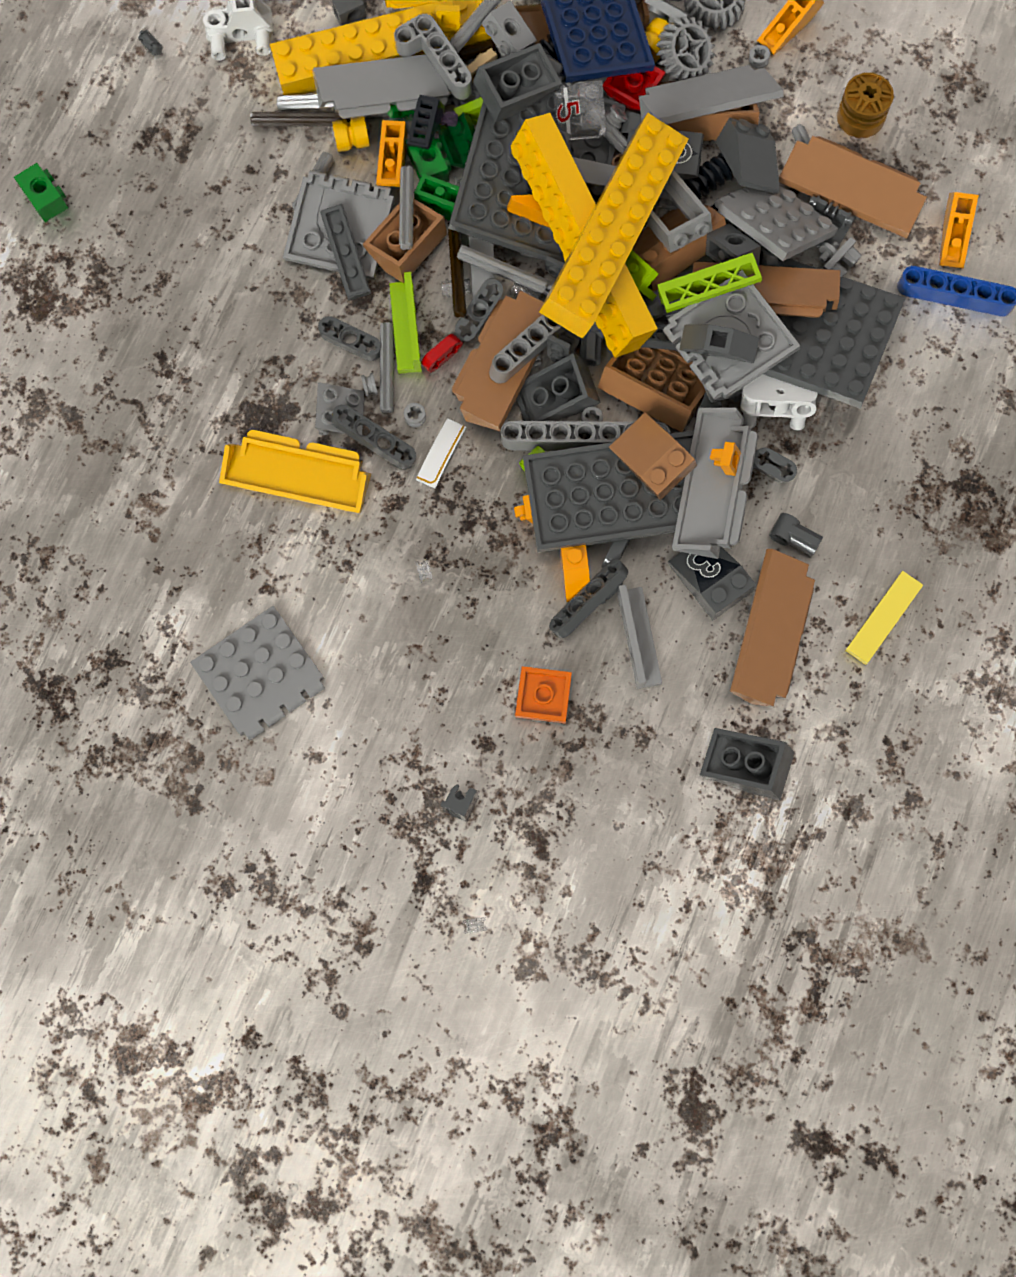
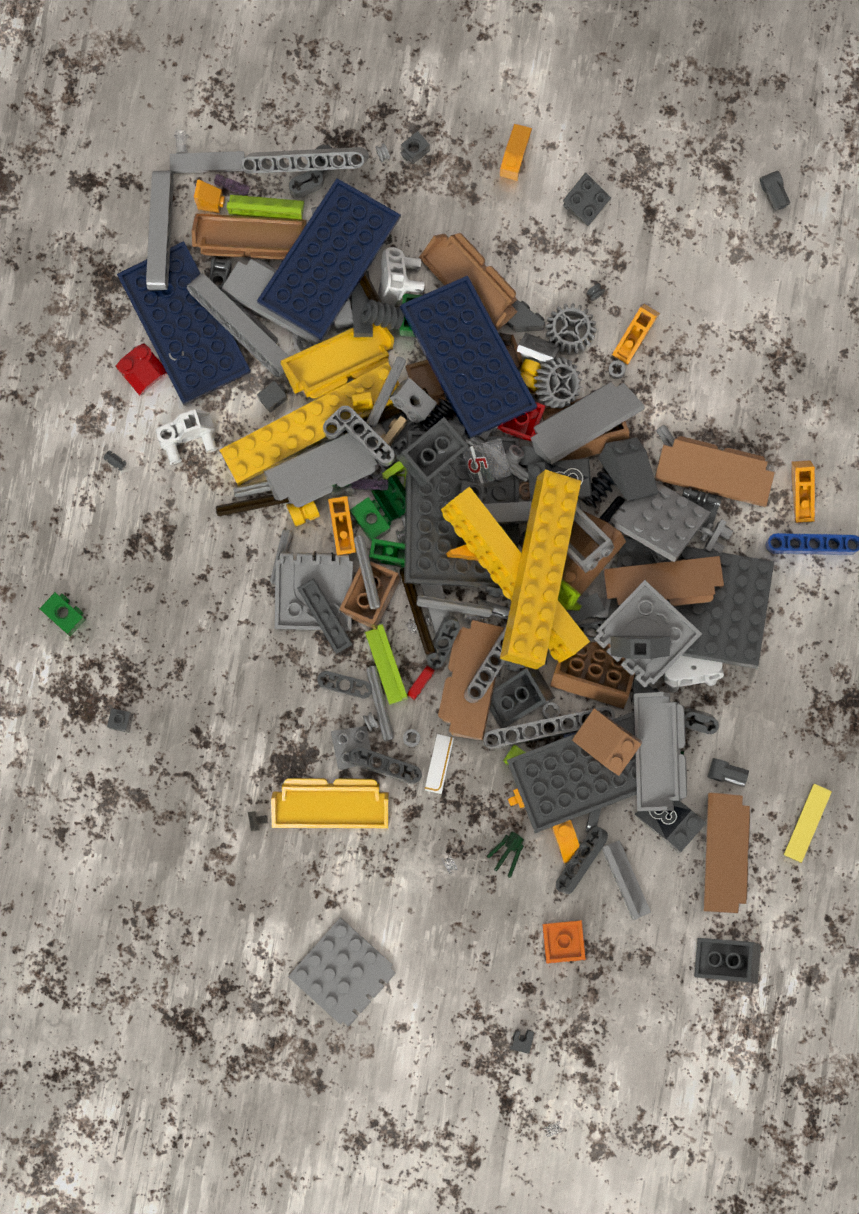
camera: 15 degrees left, 5 degrees up
(72, 321) = (120, 720): none -> dark grey brick
(201, 469) = (256, 820): none -> clear smoke tile
(429, 107) = (357, 495): black slope -> none
(507, 562) = (513, 843): none -> dark green plant
(708, 279) = (615, 592): lime fence -> none
(727, 458) = (666, 733): light orange tile -> none
(730, 243) = (633, 556): dark grey brick -> none
(865, 105) = (706, 410): pearl gold wheel -> none

